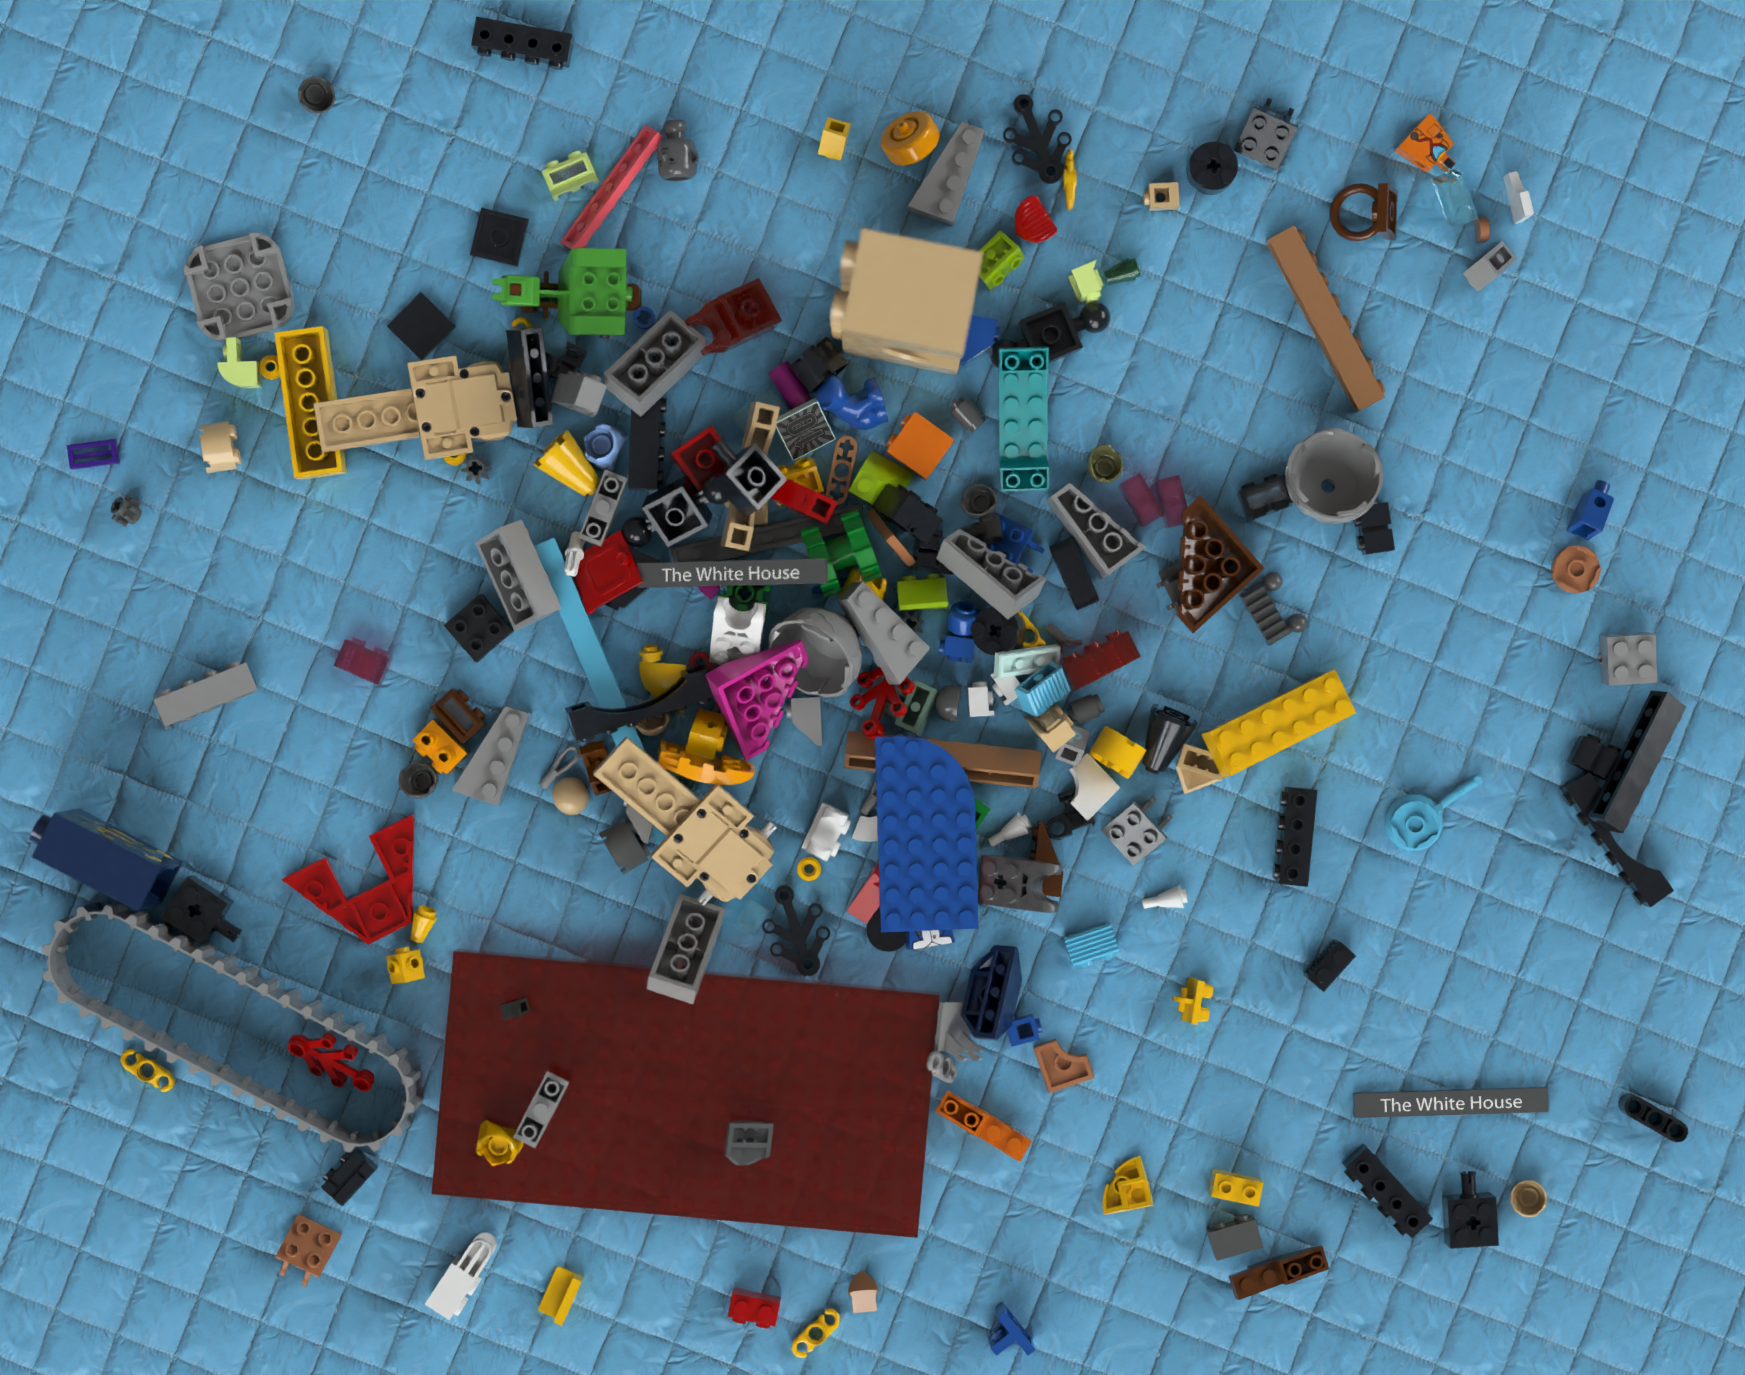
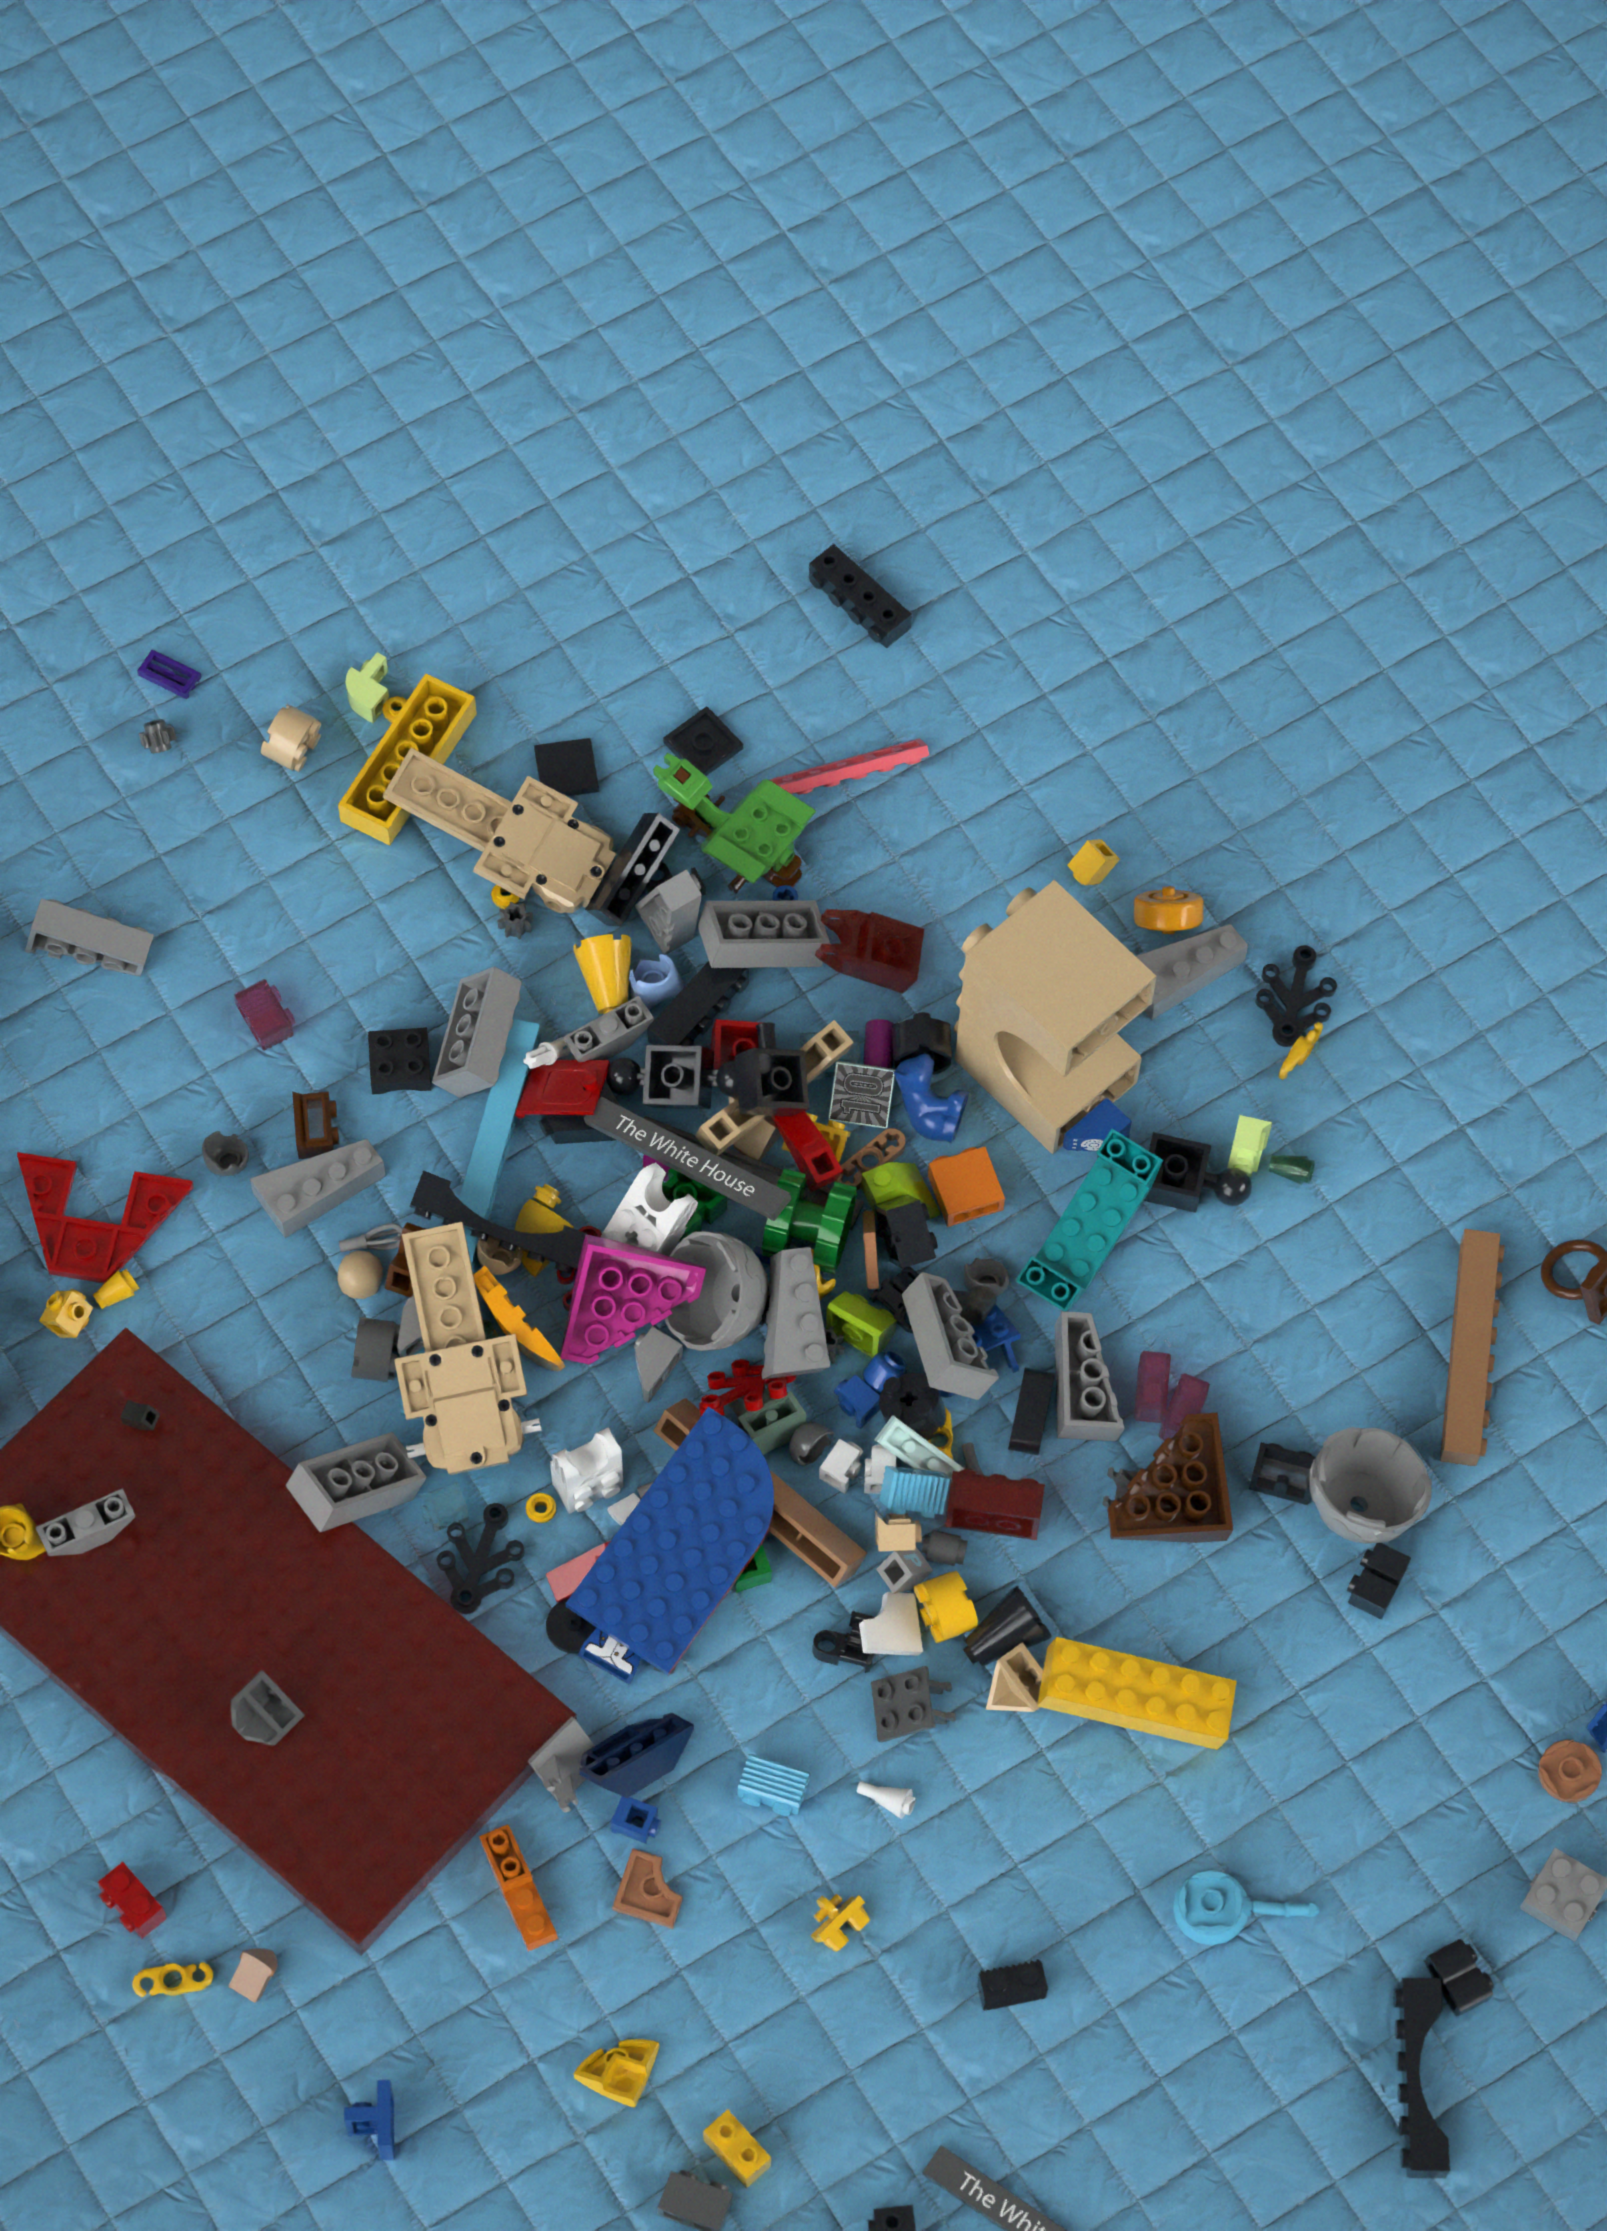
camera: 30 degrees right, 25 degrees down
(240, 287) = (425, 625): light grey tile -> none
(316, 95) = (631, 515): dark grey hair -> none
(440, 747) = (272, 1137): light orange brick -> none
(569, 174) = (813, 730): yellowish green window -> none
(676, 154) = (930, 777): dark grey piece -> none
(707, 734) = (541, 1299): yellow brick -> none
(942, 1067) = (519, 1804): light grey piece -> none
(967, 414) = (1036, 1192): dark grey brick -> none
(999, 259) = (1172, 1075): lime bracket -> none
(1016, 827) = (783, 1614): white cone -> none
(1016, 883) = (741, 1657): flat silver brick -> none
(1033, 221) = (1236, 1060): red hair -> none
(1045, 852) = (782, 1679): reddish brown slope -> none
(1104, 464) = (1141, 1327): olive hair -> none
(1168, 190) = (1387, 1117): tan brick -> none
(1221, 157) = (1453, 1131): black brick -> none
(1266, 136) = (1530, 1139): plate -> none
(1266, 615) = (1203, 1588): dark grey gear -> none
(1295, 837) = (1072, 1828): black brick -> none
(1637, 761) = (1500, 2002): black brick -> none

